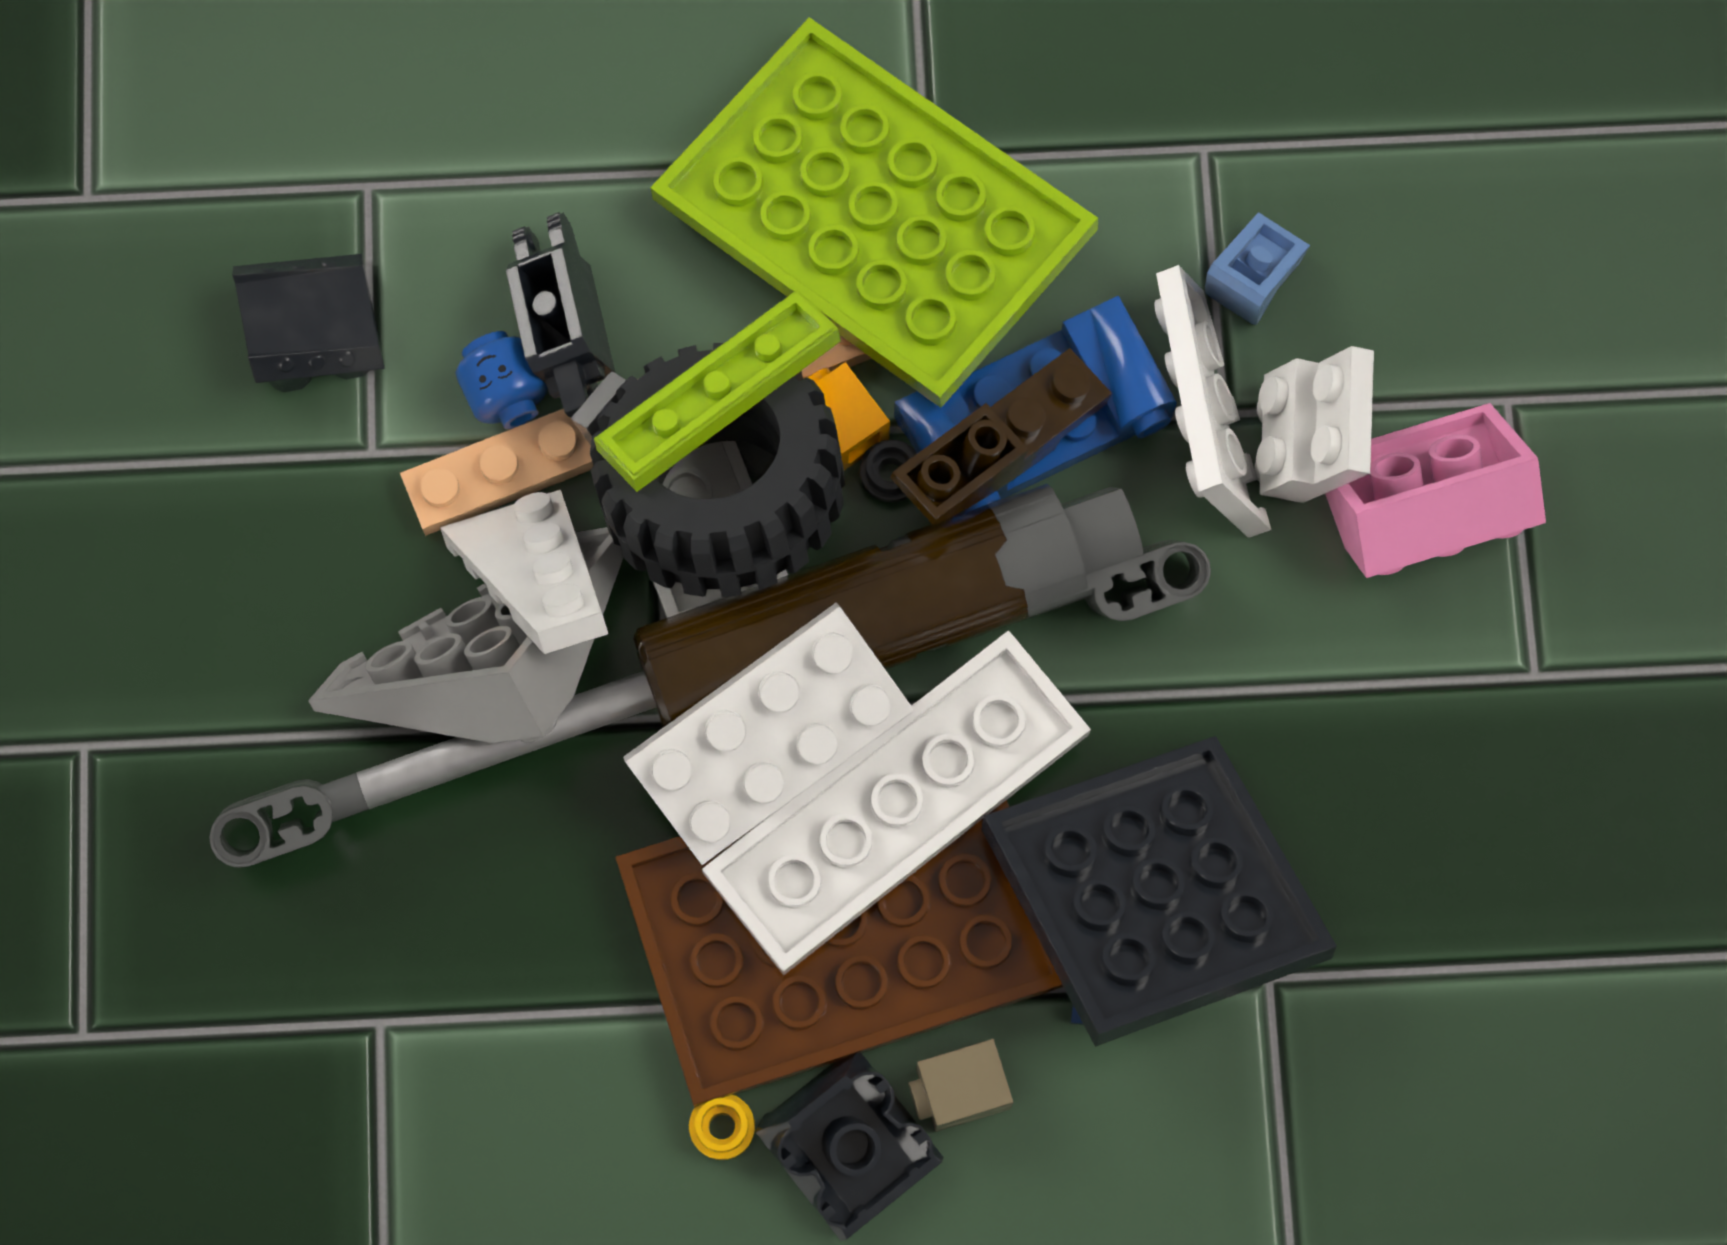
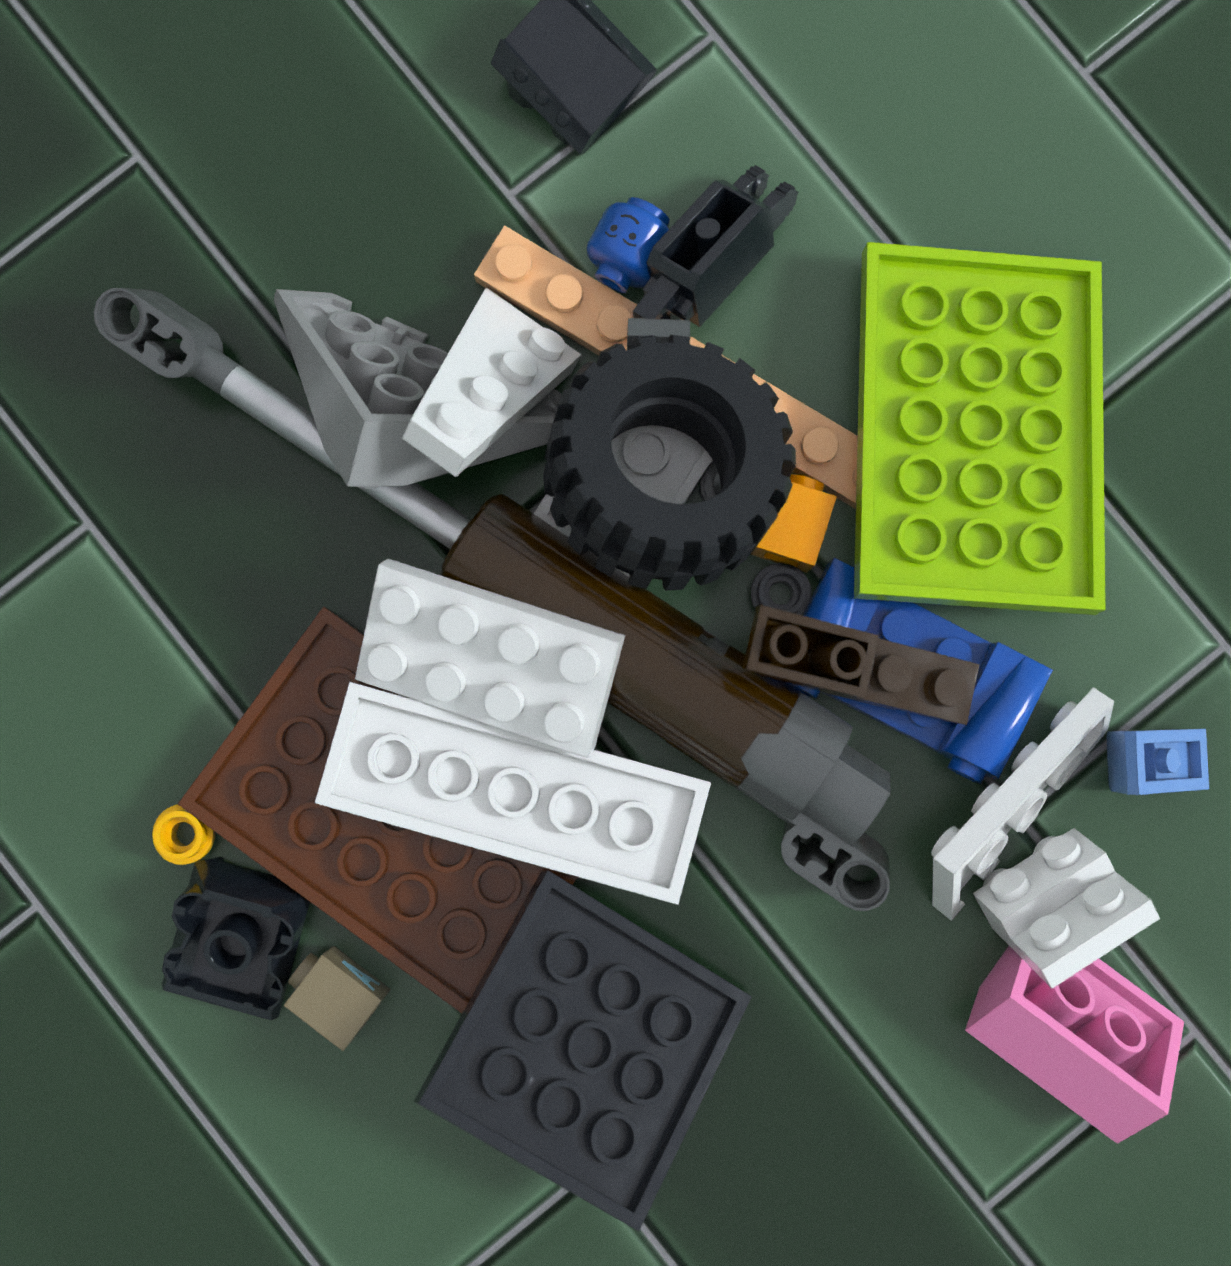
camera: 55 degrees right, 10 degrees up
(717, 390) = (724, 414): lime tile -> none

